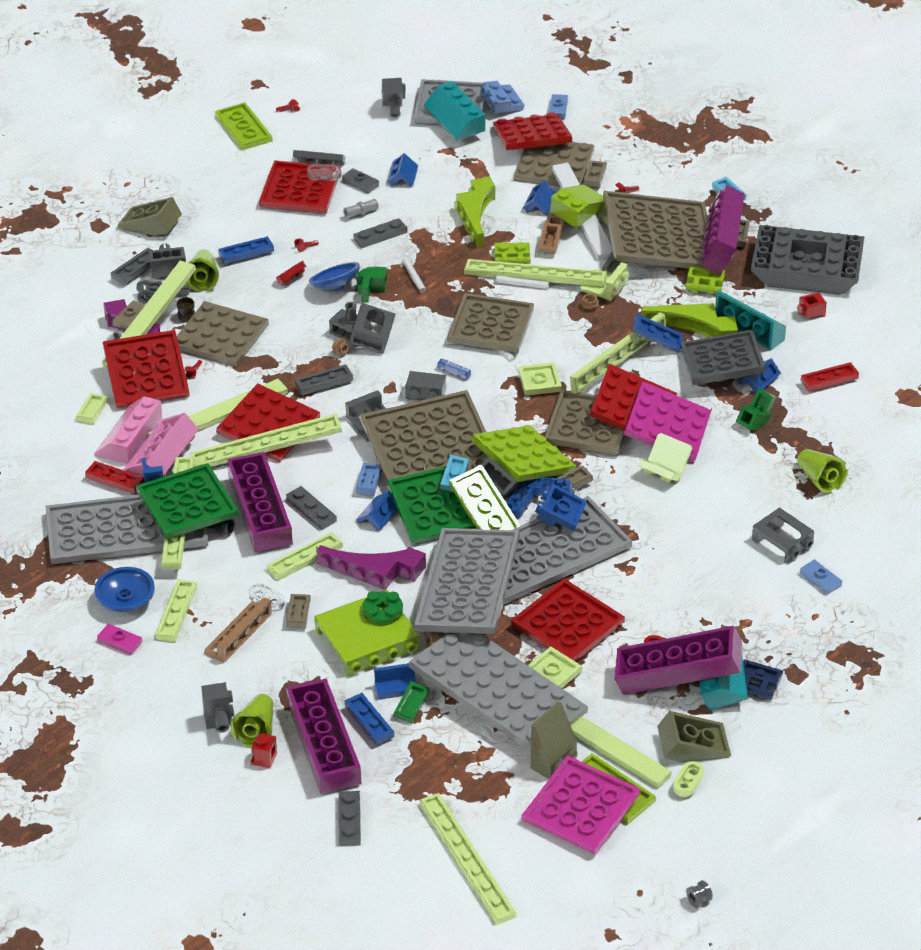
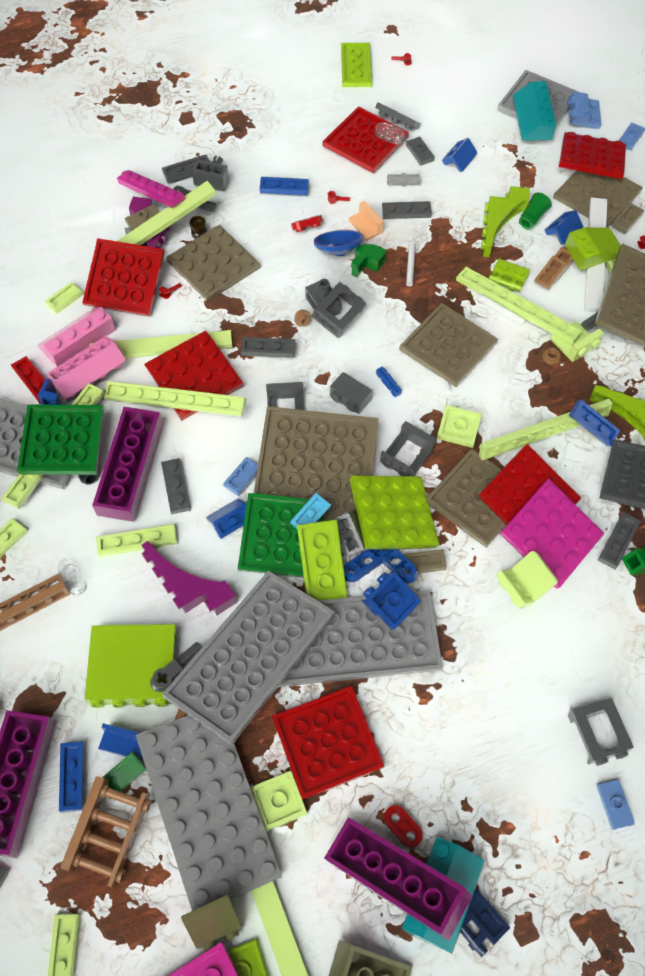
camera: 25 degrees right, 20 degrees up
(117, 289) = (150, 188): none -> dark pink plate
(152, 217) = (228, 126): olive slope -> none
(206, 271) = (232, 193): lime cone -> none
(298, 610) = (90, 605): dark tan plate -> none
(348, 251) = (367, 221): none -> light nougat panel
(389, 600) = (150, 637): green plate -> none
(392, 94) = (491, 76): dark grey brick -> none
(408, 613) = (173, 668): none -> dark grey connector
(409, 743) = (84, 834): none -> medium nougat fence
(505, 192) = (536, 208): none -> green plant
(506, 398) = (416, 436): none -> dark grey panel
(726, 410) = (619, 540): none -> dark grey plate

